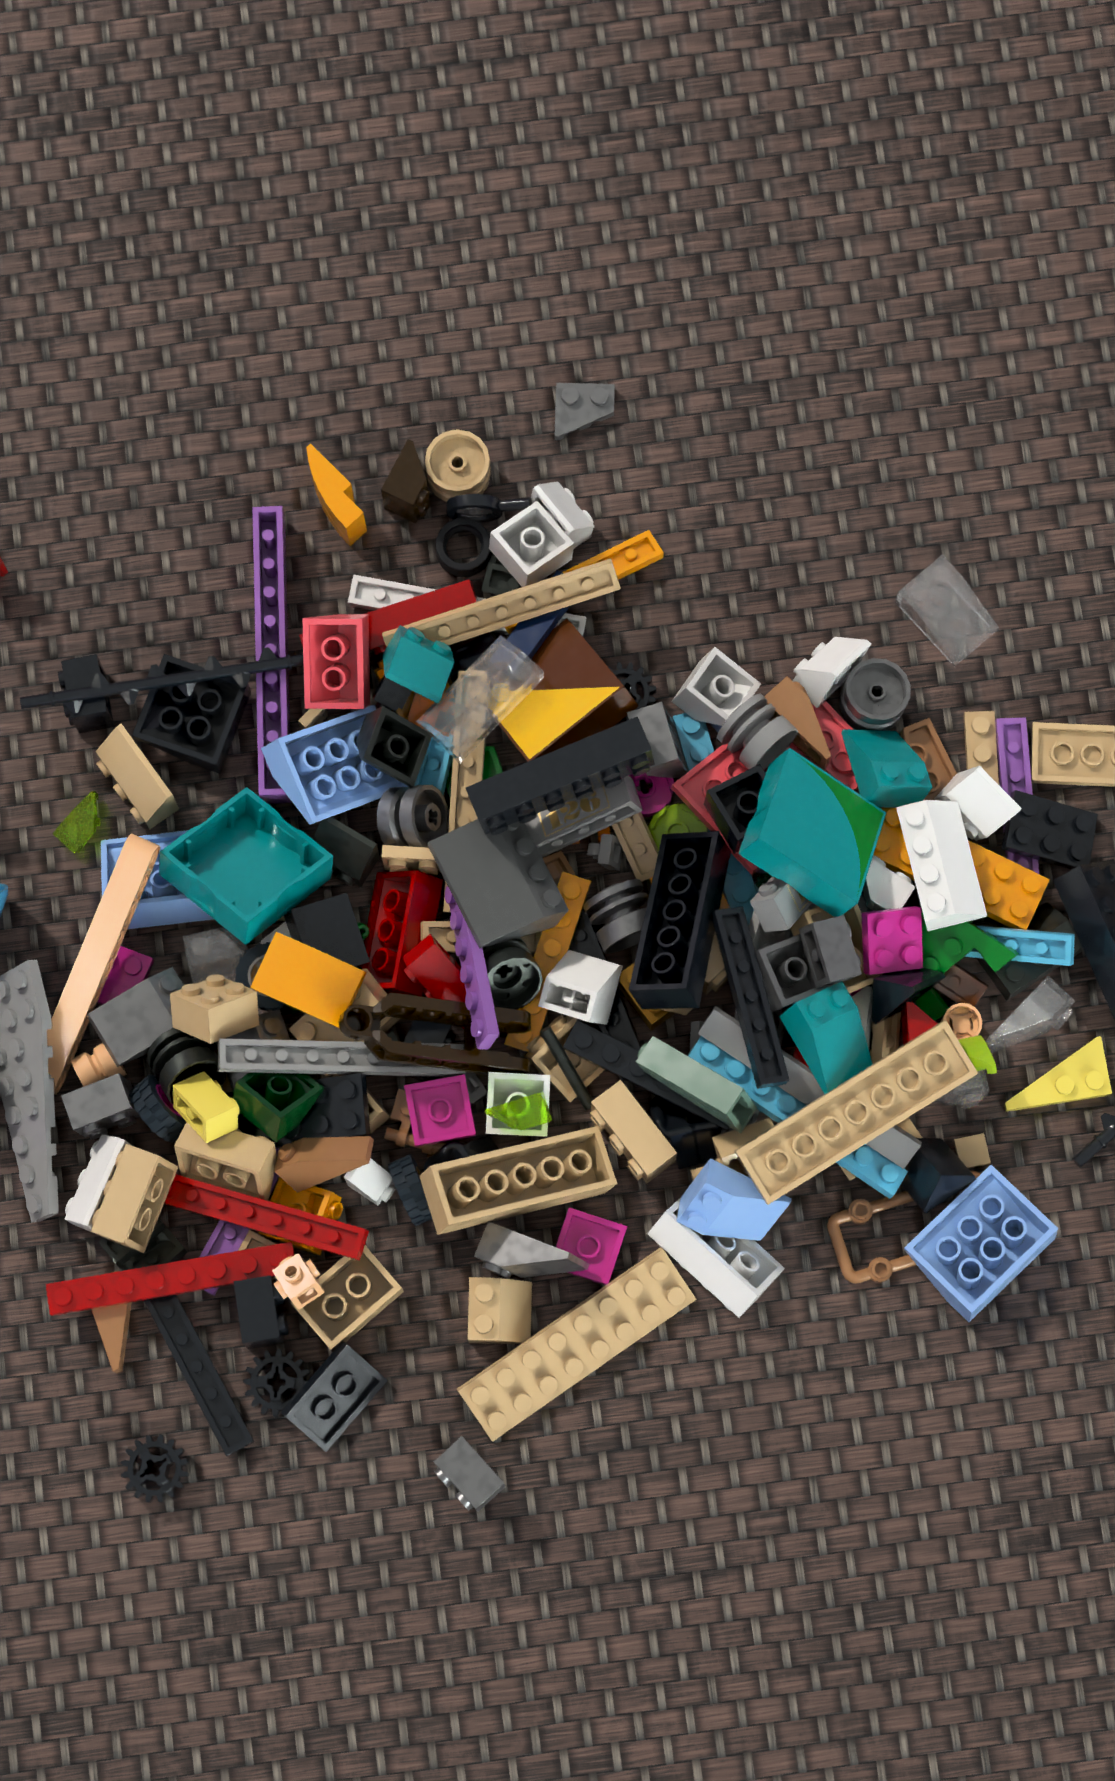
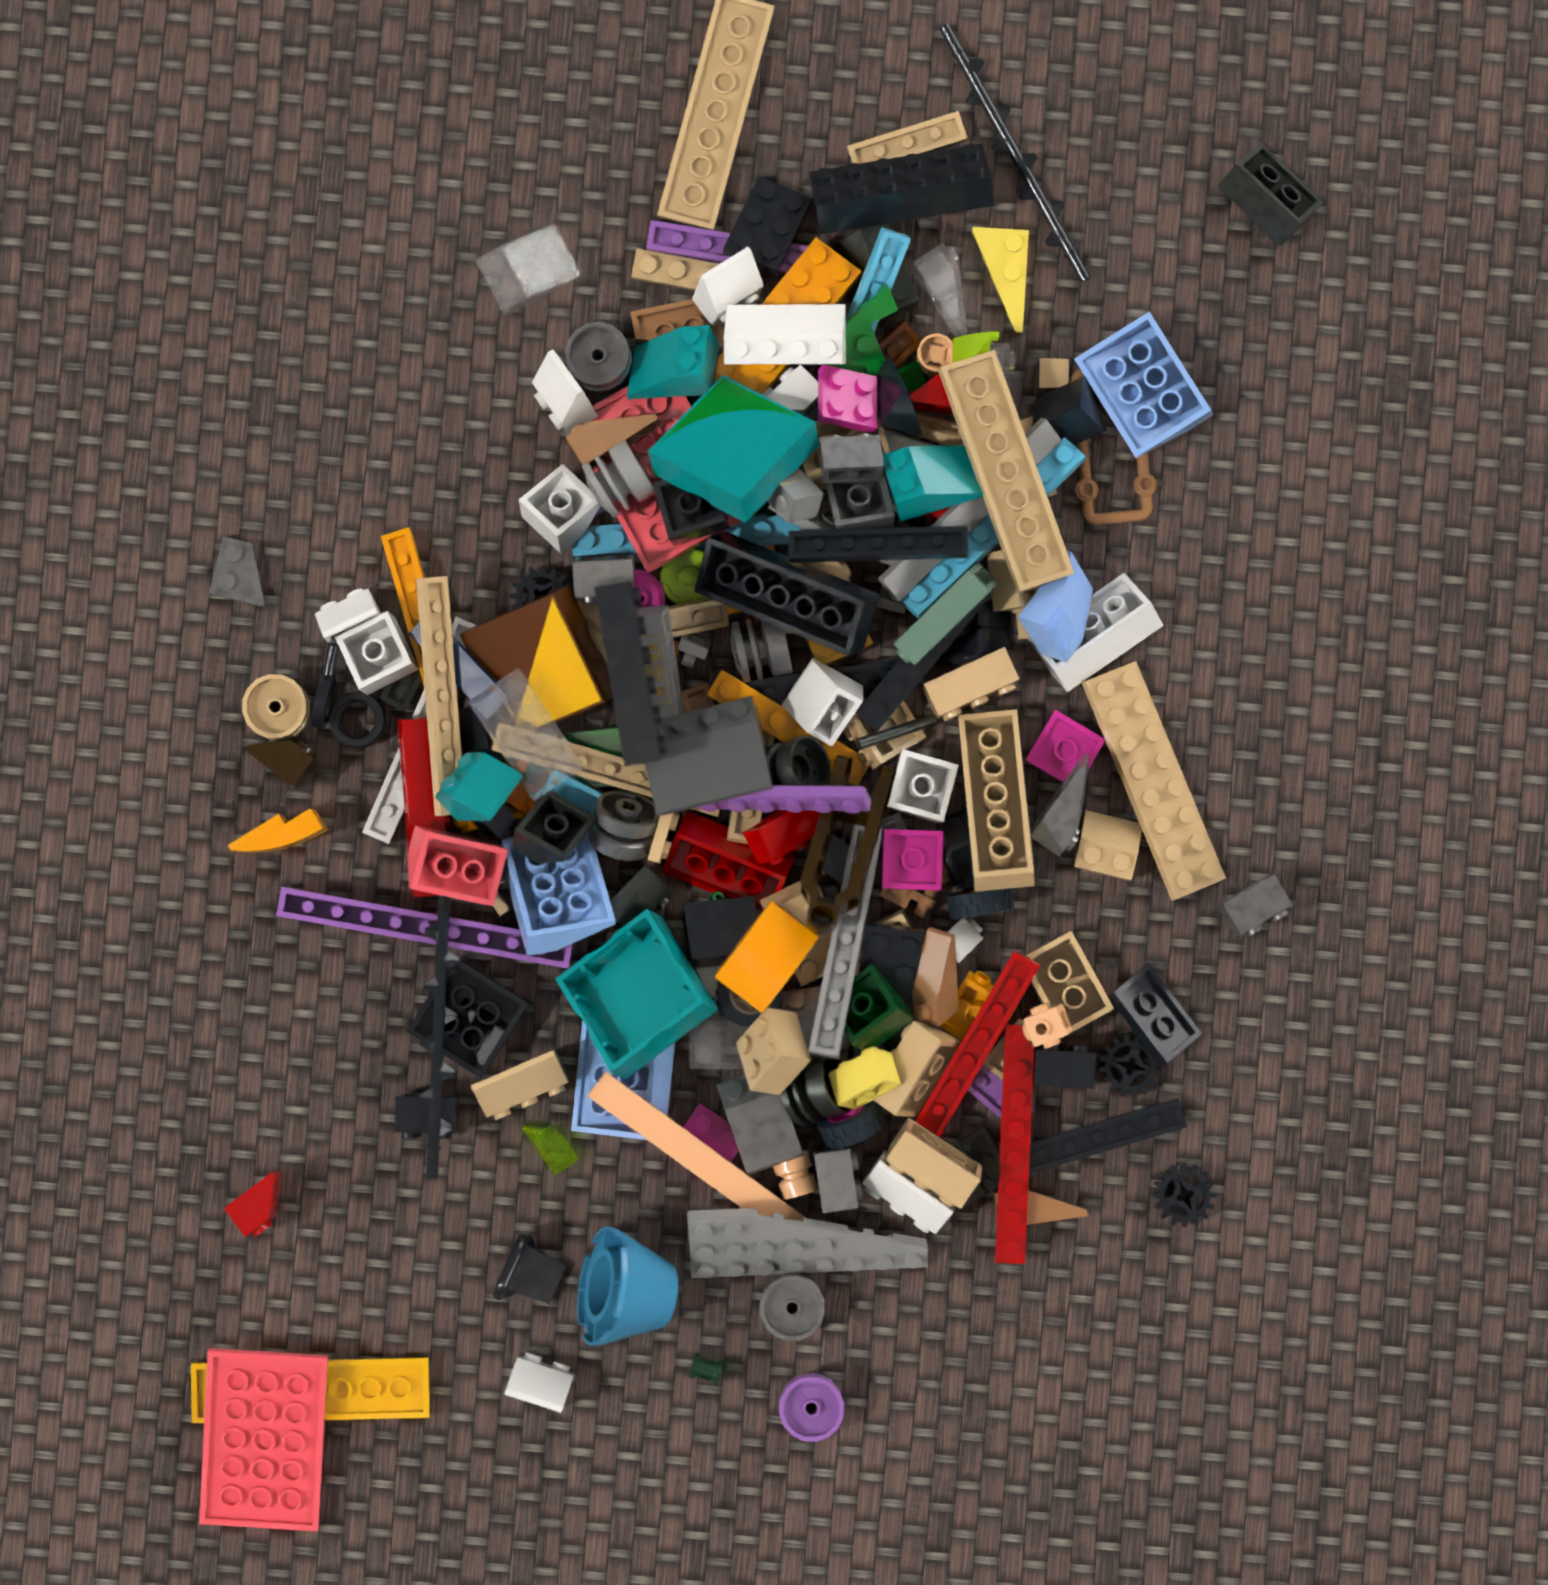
camera: 80 degrees left, 10 degrees up
(523, 1112) = (932, 782): clear neon green slope -> none

